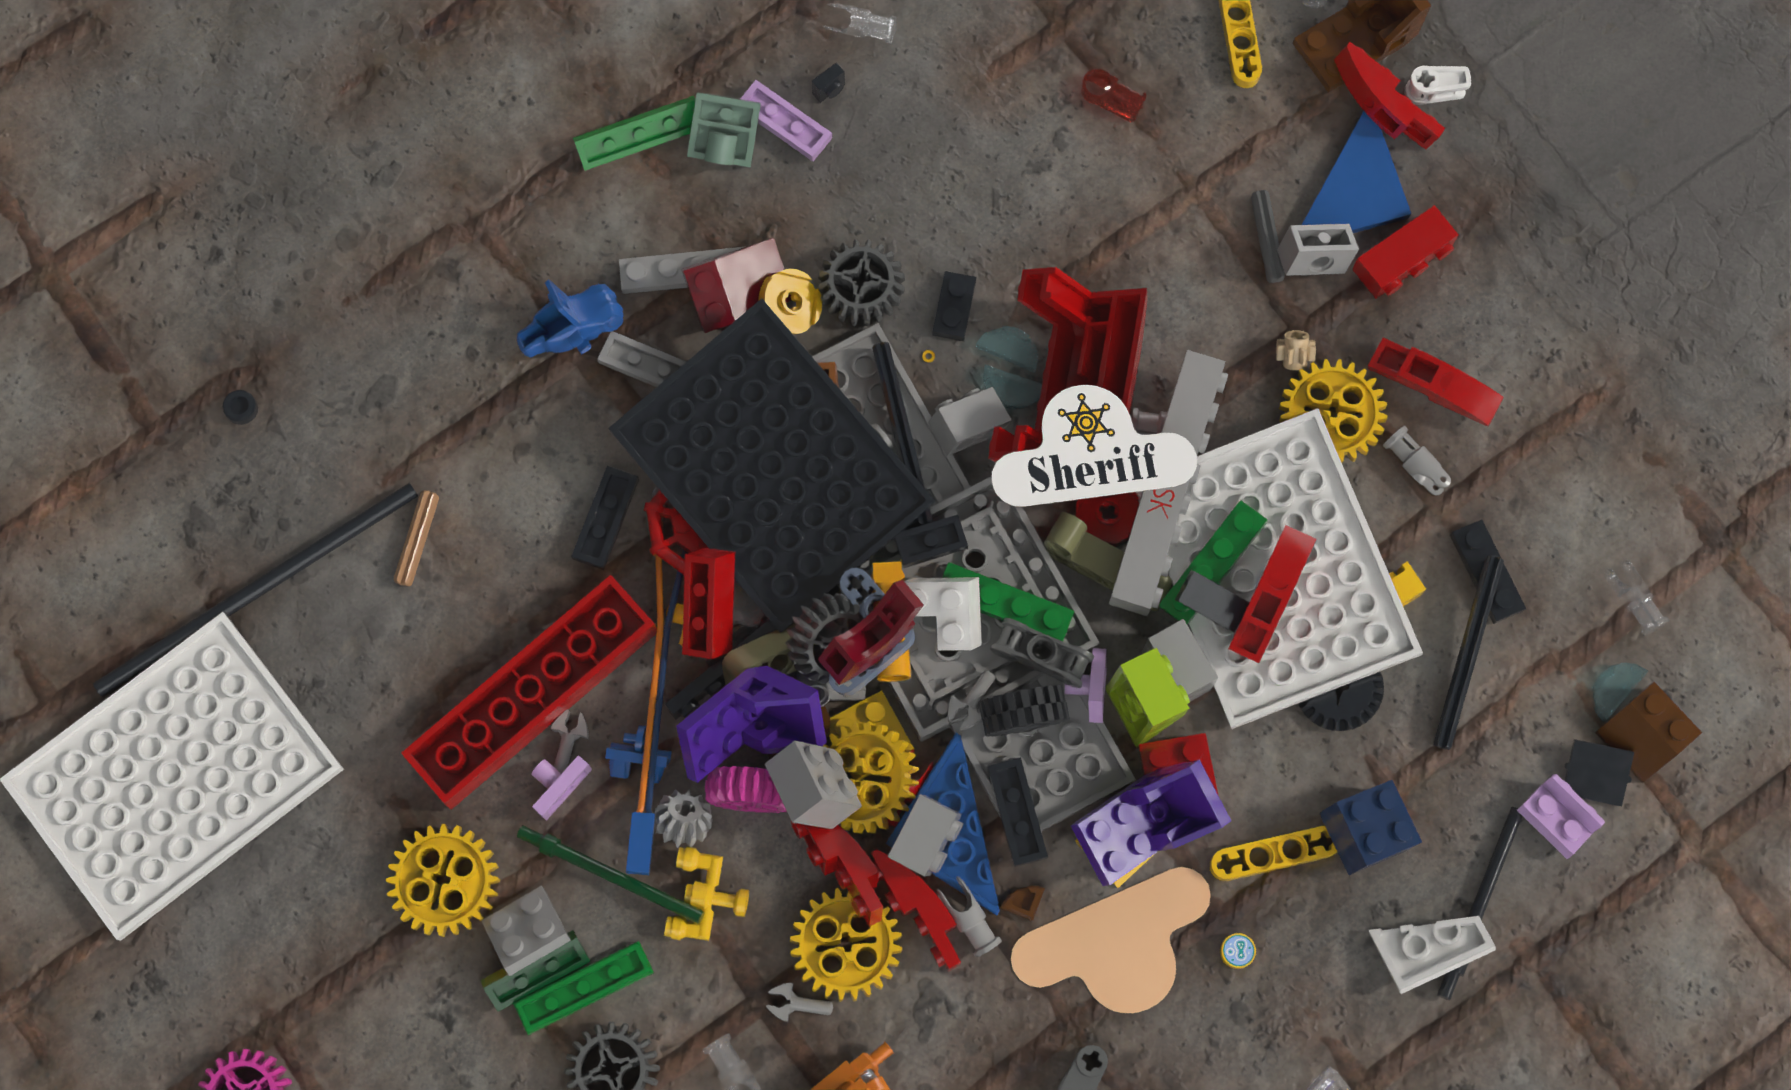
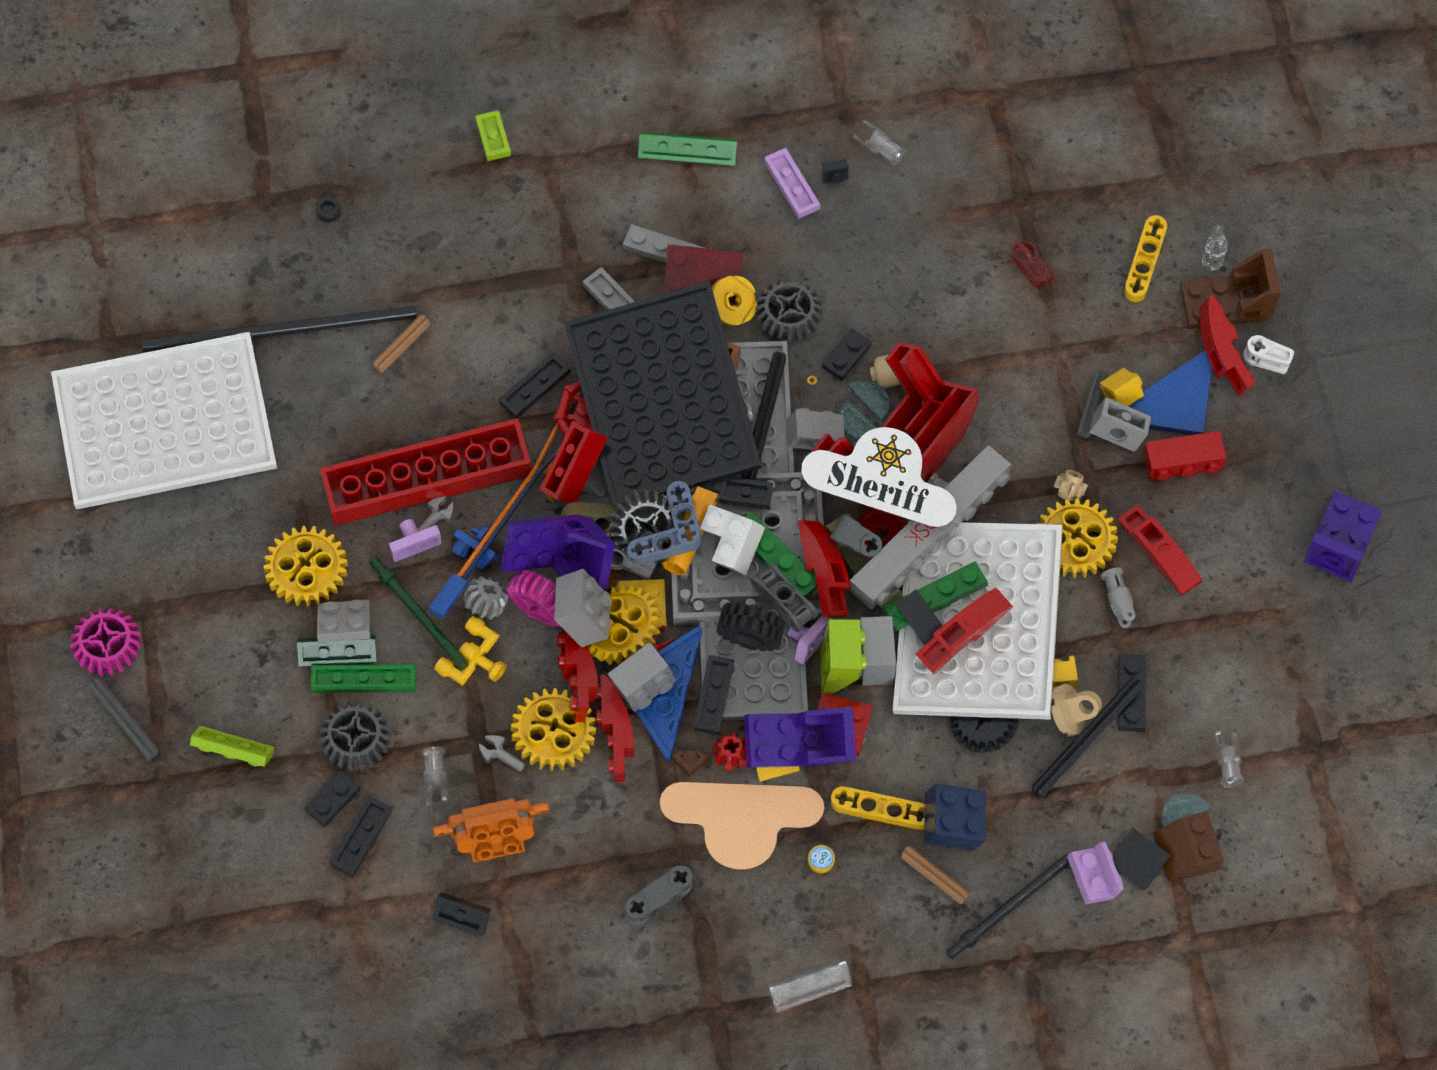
camera: 25 degrees right, 10 degrees down
(395, 221) = (493, 135): none -> lime plate
(571, 320) = (577, 248): blue piece -> none
(723, 129) = (746, 170): sand green plate -> none
(874, 635) = (672, 527): dark red arch -> none
(971, 701) = (707, 606): light grey bar -> none
(972, 922) = (646, 753): light grey piece -> none
(1009, 309) = (883, 374): none -> tan head
(1067, 581) = (830, 570): none -> red slope
(1070, 860) = (724, 756): none -> red piece
(1093, 539) = (853, 536): none -> dark grey piece
(1295, 202) = (1122, 387): none -> yellow brick
(1377, 905) = (935, 874): none -> medium nougat axle
(1430, 950) = (953, 917): white wing -> none
(1437, 629) = (1069, 711): none -> tan tile
(1630, 269) = (1342, 536): none -> dark purple bracket

